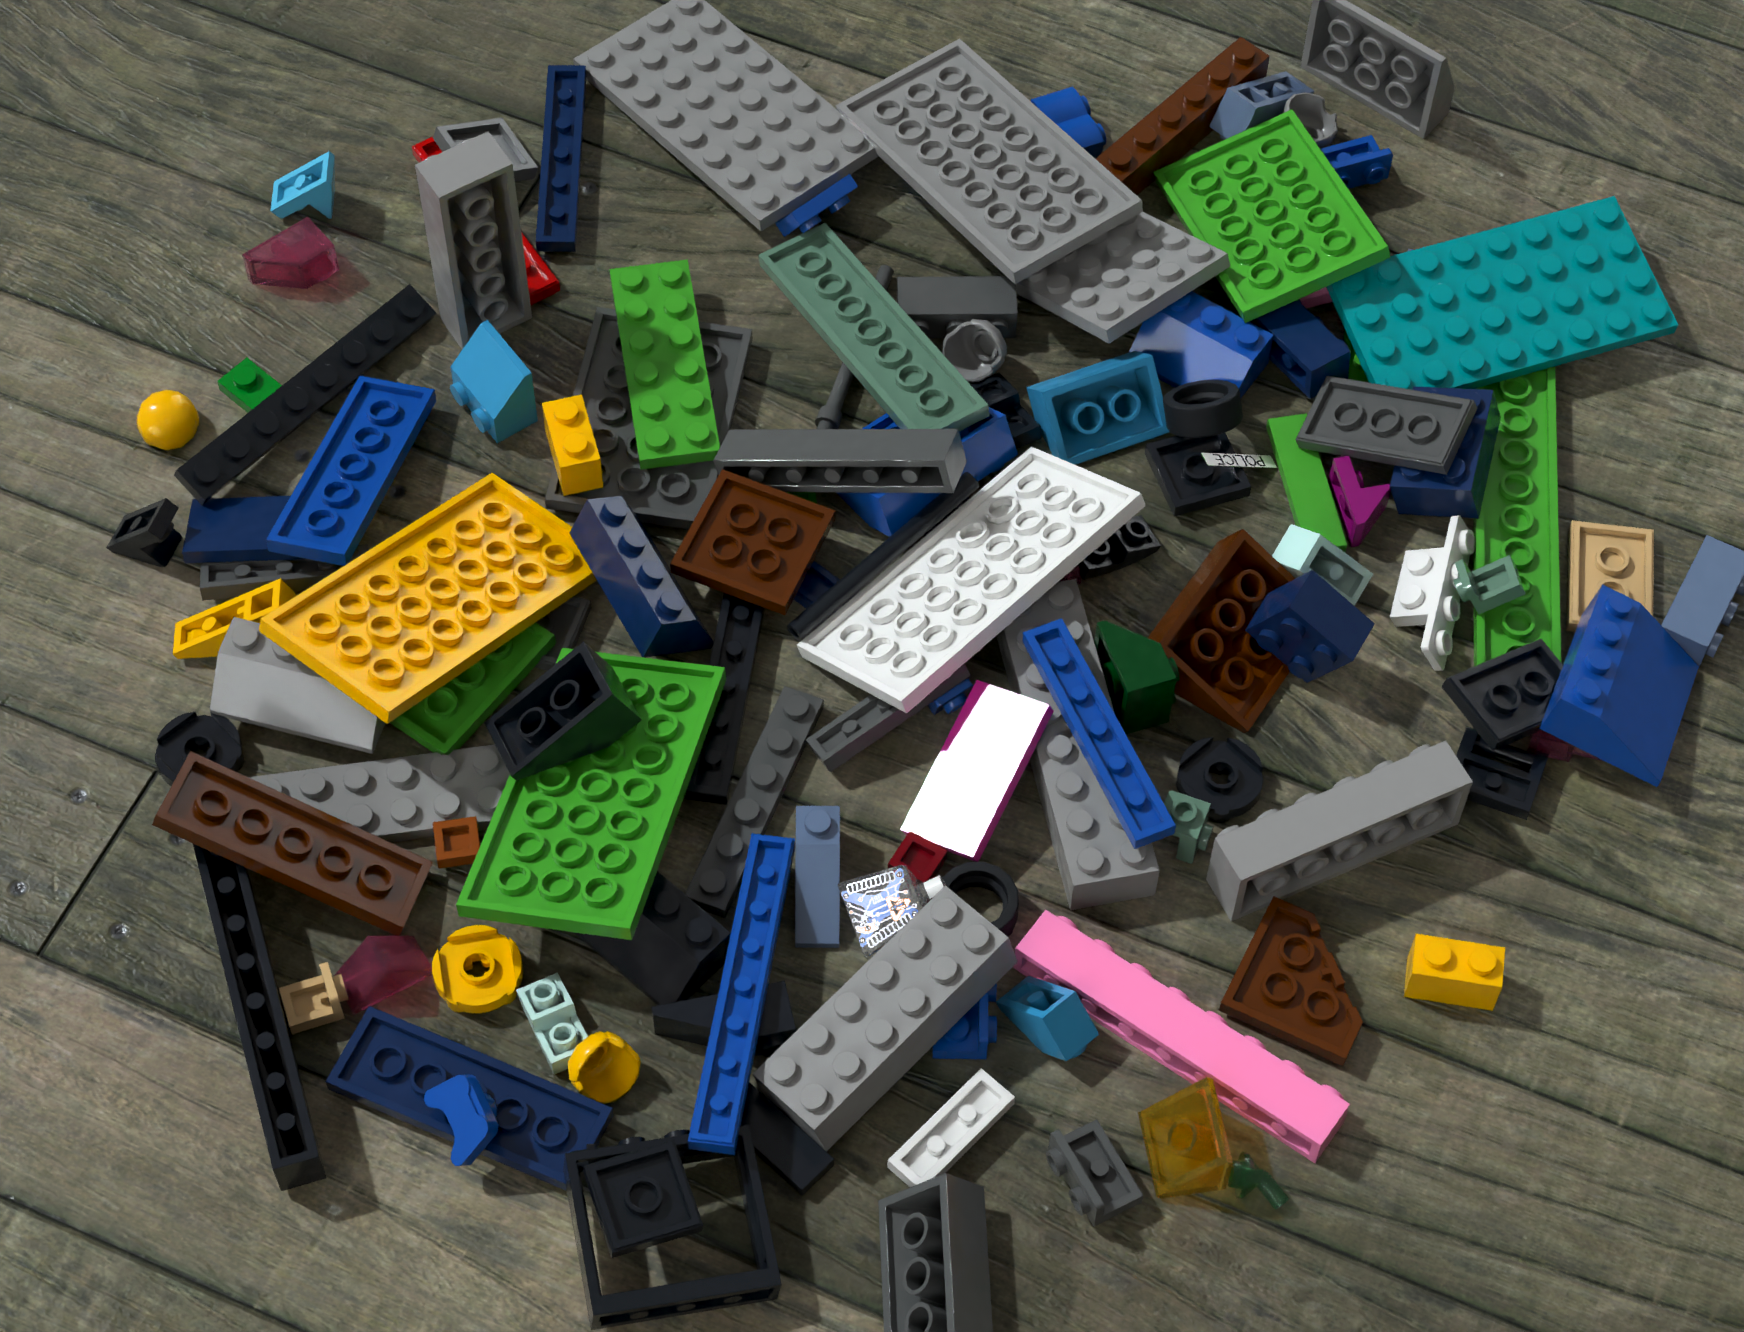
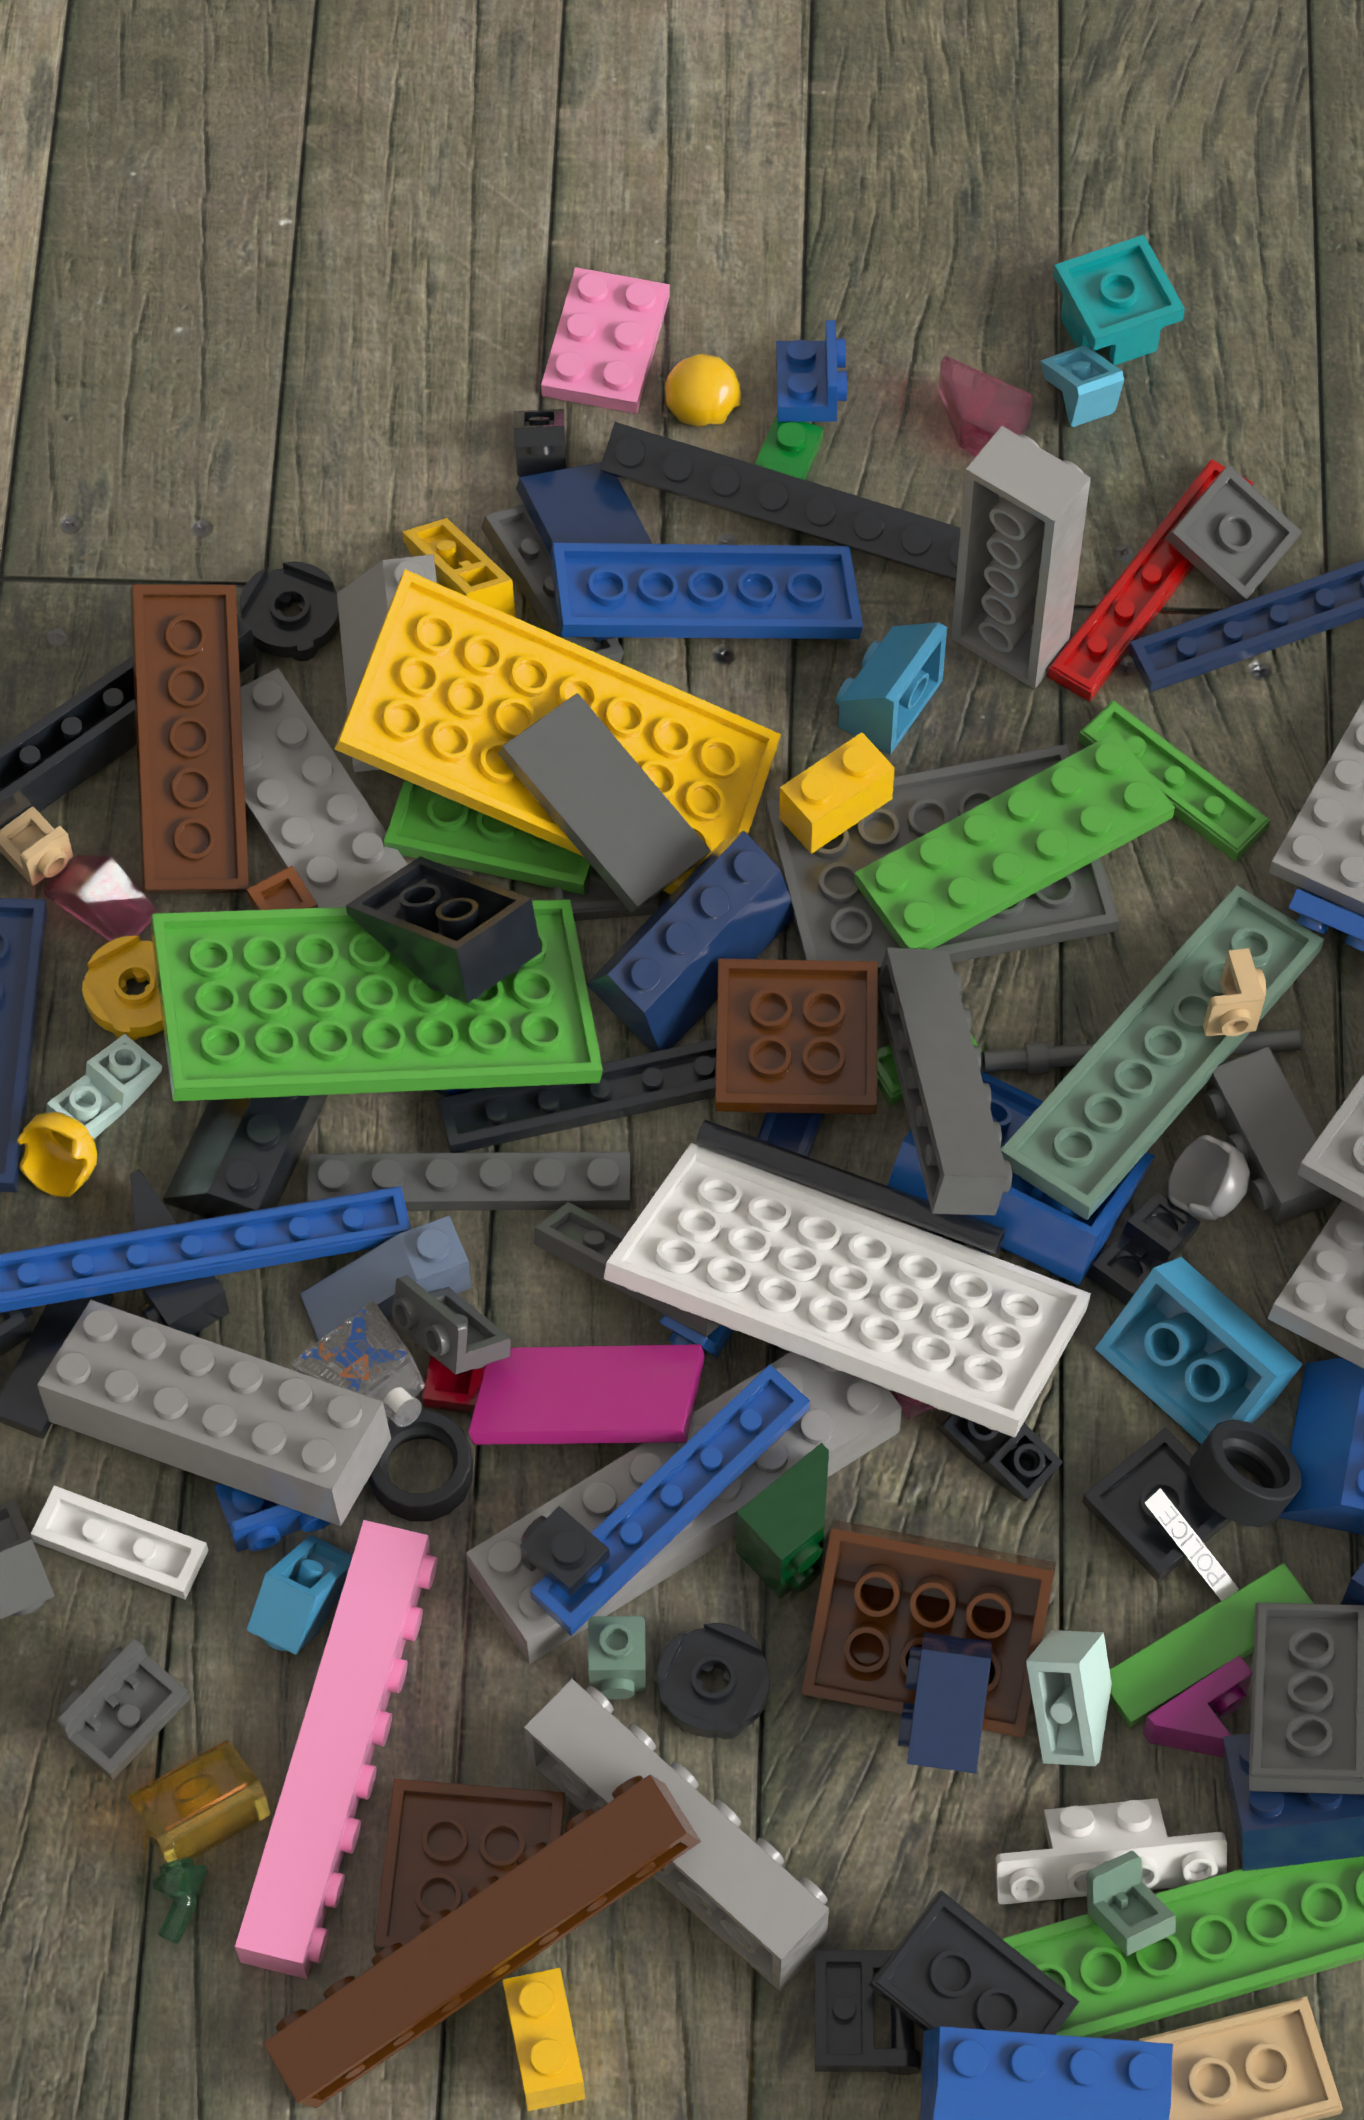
camera: 70 degrees right, 5 degrees up
(81, 467) = (605, 340): none -> bright pink plate
(201, 345) = (809, 378): none -> blue bracket
(253, 143) = (1117, 299): none -> teal panel
(509, 582) = (604, 802): none -> dark grey tile
(698, 245) = (1196, 795): none -> bright green tile
(860, 270) = (1242, 997): none -> tan bracket
(884, 840) = (448, 1327): none -> dark grey bracket
(1114, 808) = (562, 1550): none -> black bracket
(1386, 971) = (480, 1940): none -> reddish brown brick

